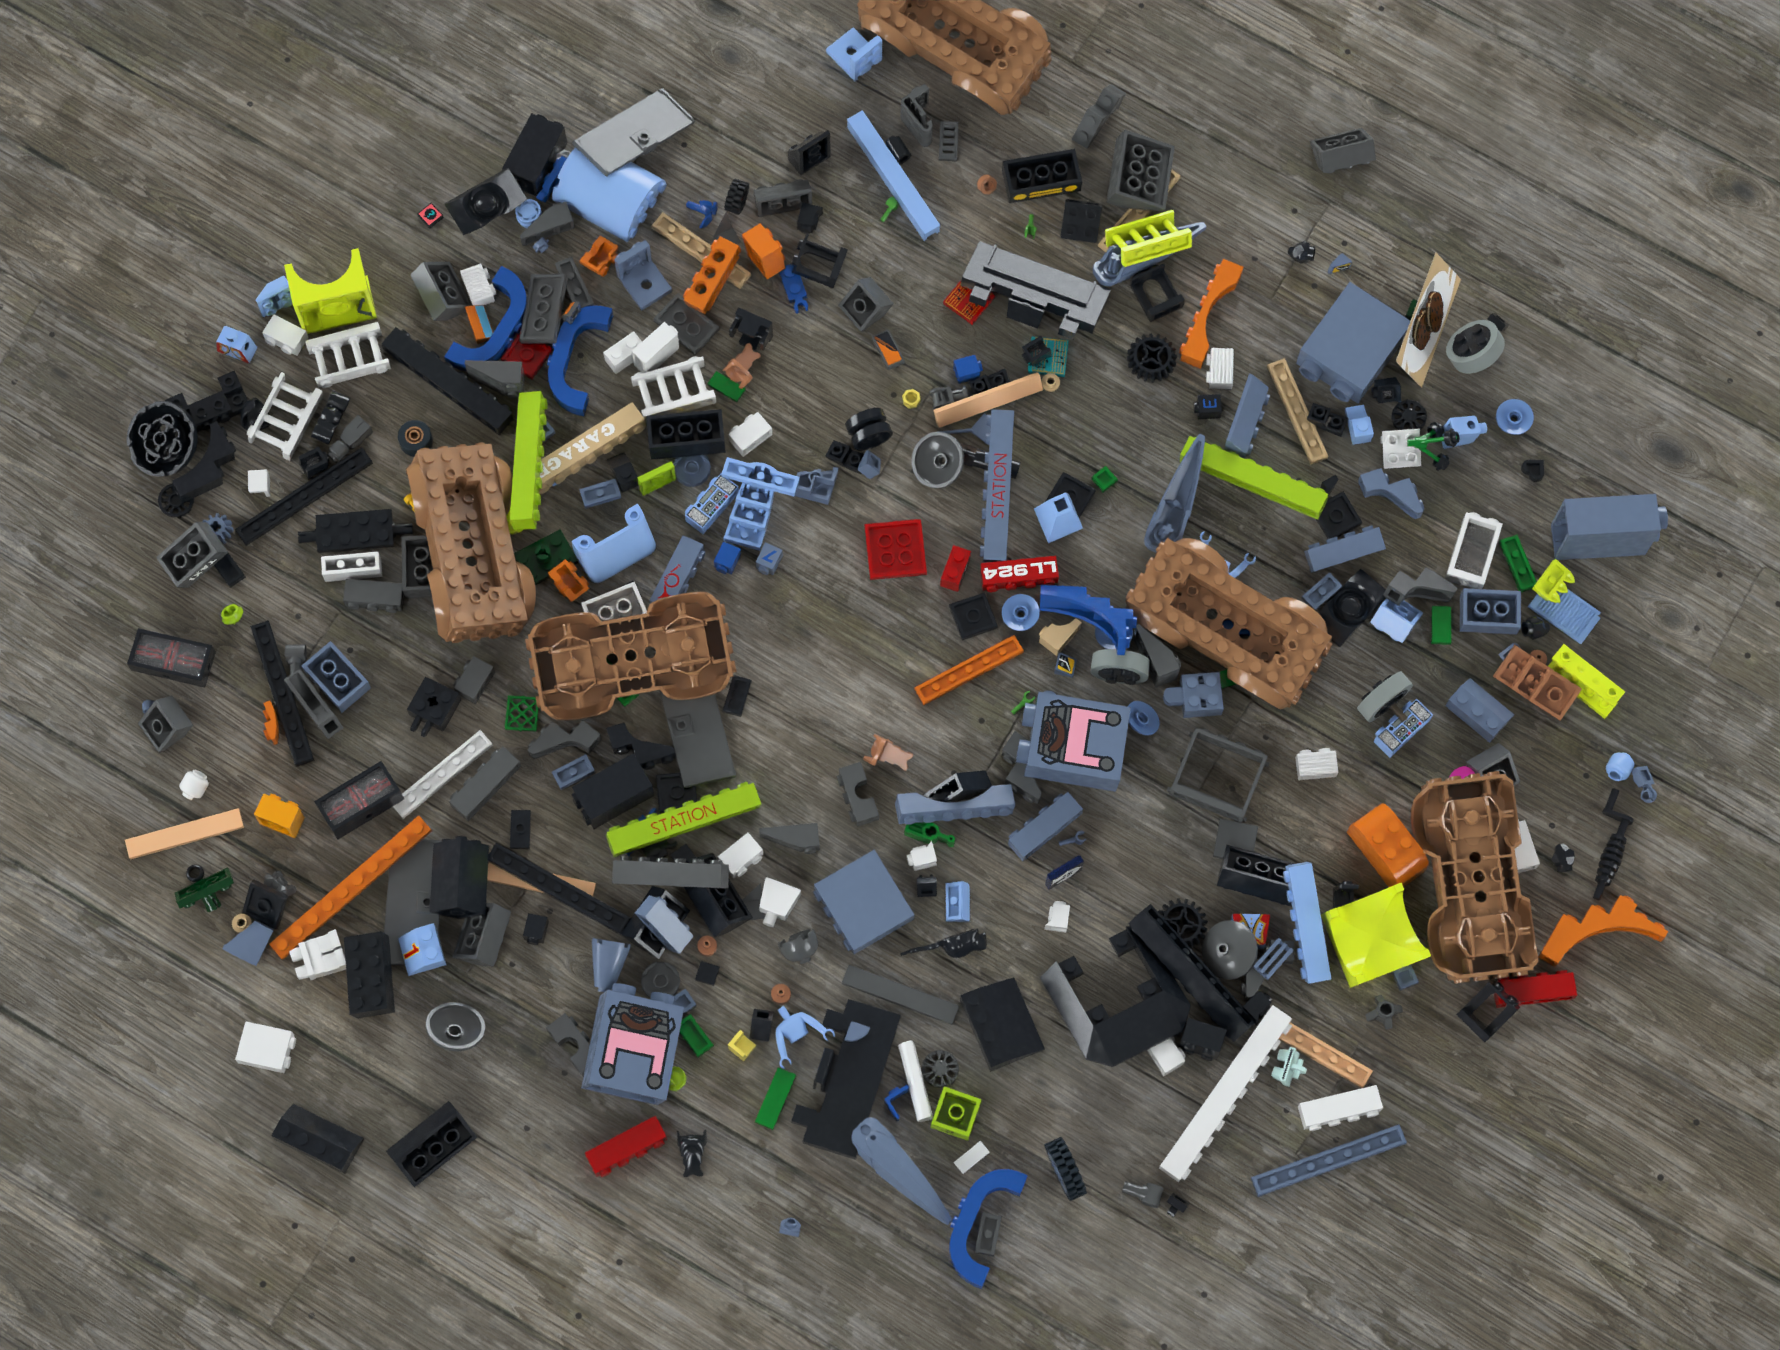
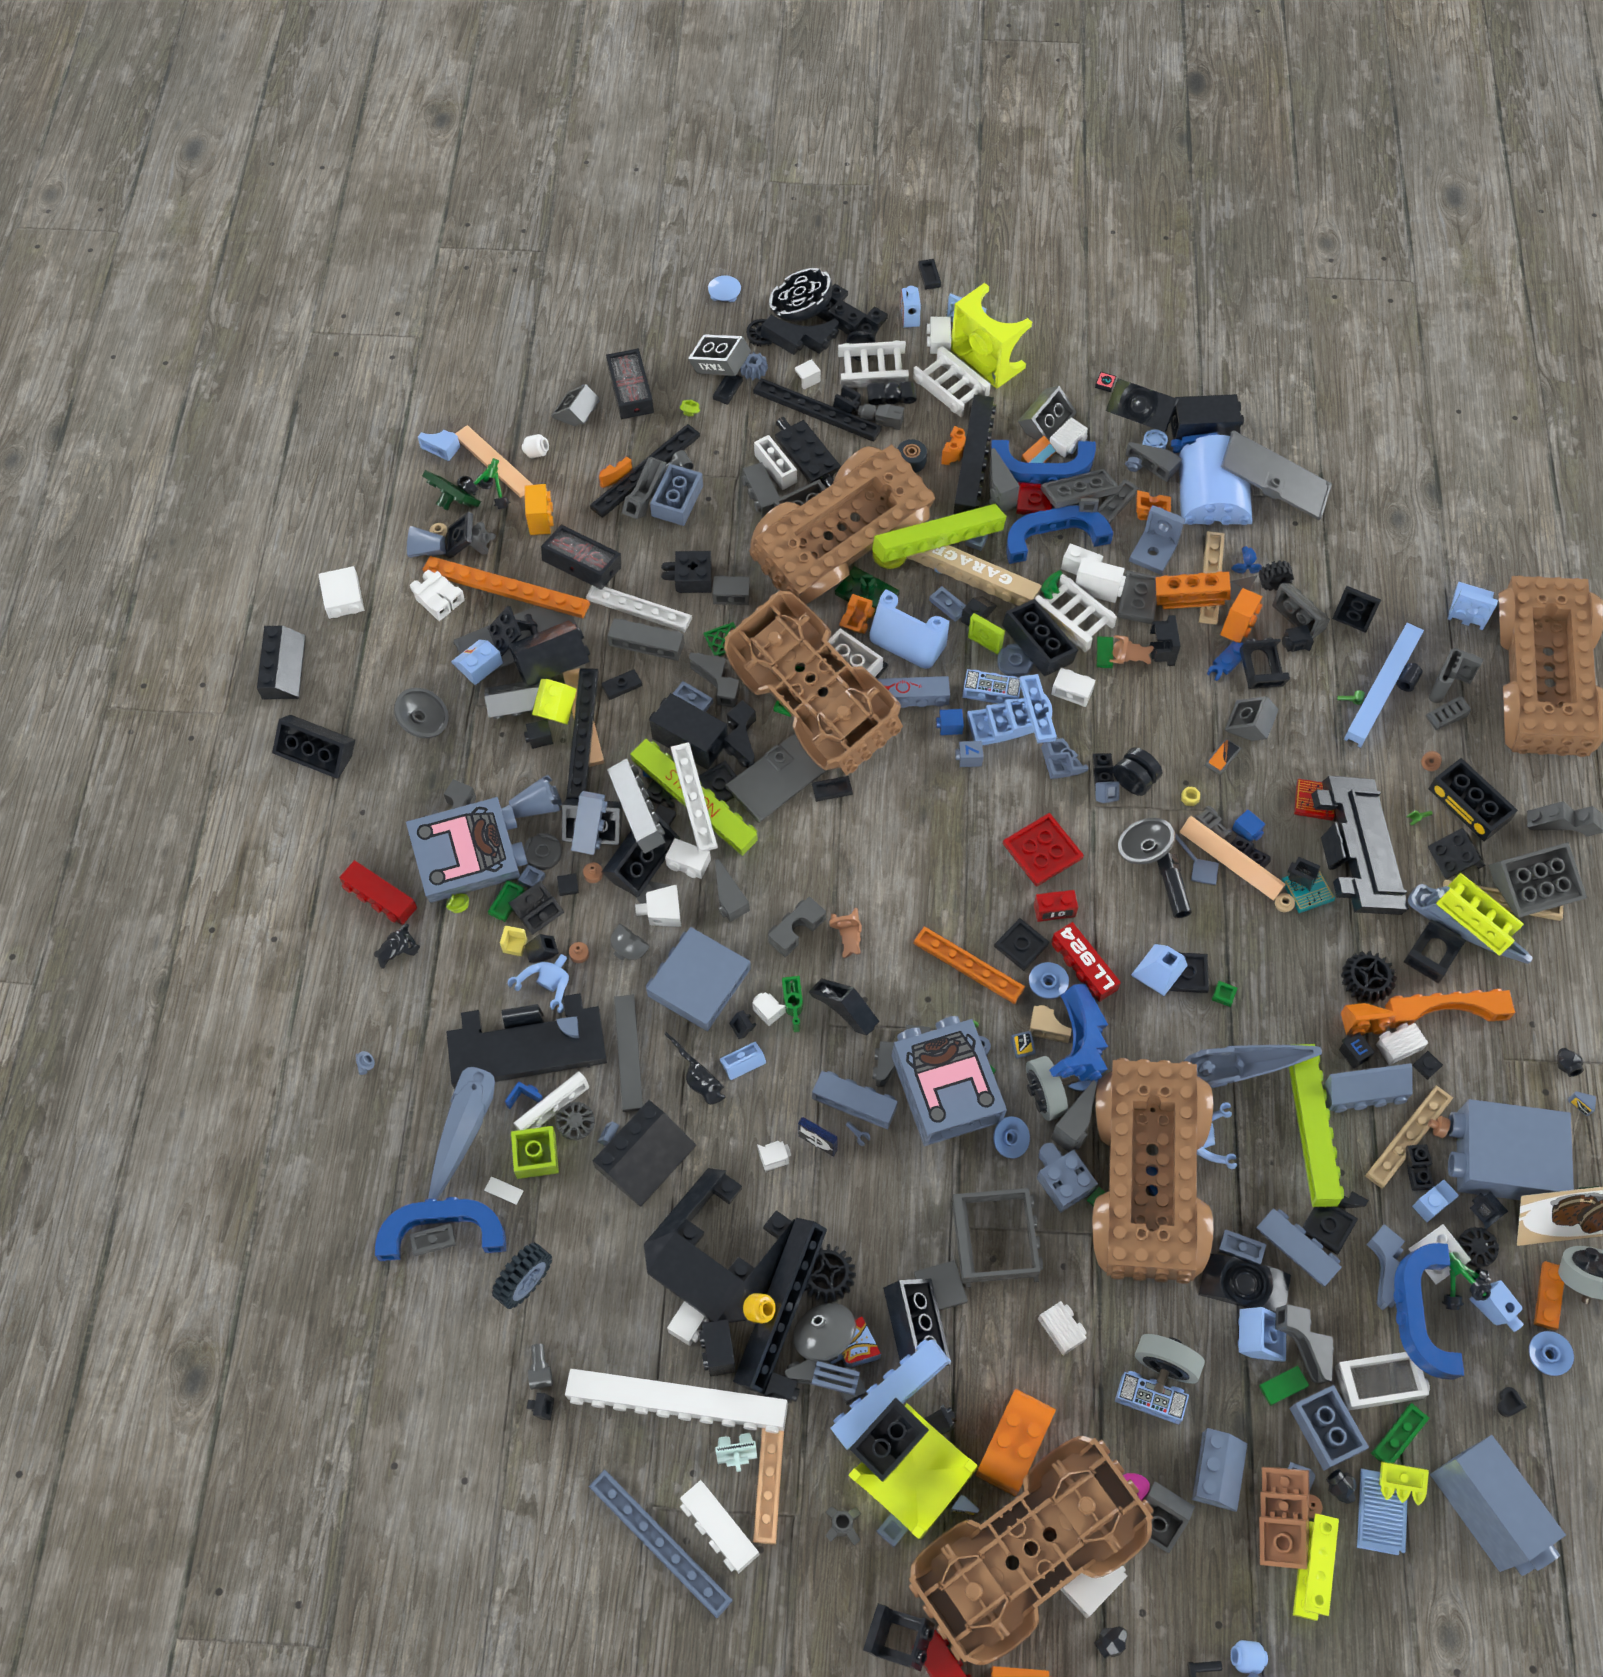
camera: 65 degrees right, 10 degrees down
(96, 508) = (724, 288): none -> light blue dish
(136, 876) = (441, 444): none -> light blue arch
(198, 303) = (929, 274): none -> black tile
(208, 851) = (485, 481): none -> plant
(369, 975) = (436, 632): black brick -> none
(409, 907) = (507, 629): none -> black plate
(428, 388) = (955, 448): none -> orange cylinder
(513, 899) = (554, 701): none -> neon yellow slope
(632, 394) = (1049, 585): none -> green piece
(689, 819) = (694, 797): none -> white tile
(716, 1011) = (536, 907): none -> black slope
(775, 1098) = (479, 993): green tile -> none
(916, 808) = (852, 1042): sand blue arch -> none
(968, 1045) = (608, 1133): none -> sand blue tile
(998, 485) = (1154, 899): sand blue brick -> none
(1187, 382) = (1366, 1019): none -> orange slope
(1191, 989) = (759, 1308): none -> yellow head
(1247, 360) = (1427, 1065): none -> black plate
(1303, 383) = (1440, 1126): none -> nougat tile
(1348, 939) = (889, 1439): none -> black slope
(1414, 912) = (965, 1506): none -> sand blue slope
(1436, 496) = (1411, 1312): none -> blue arch
(1472, 390) = (1549, 1297): none -> orange plate

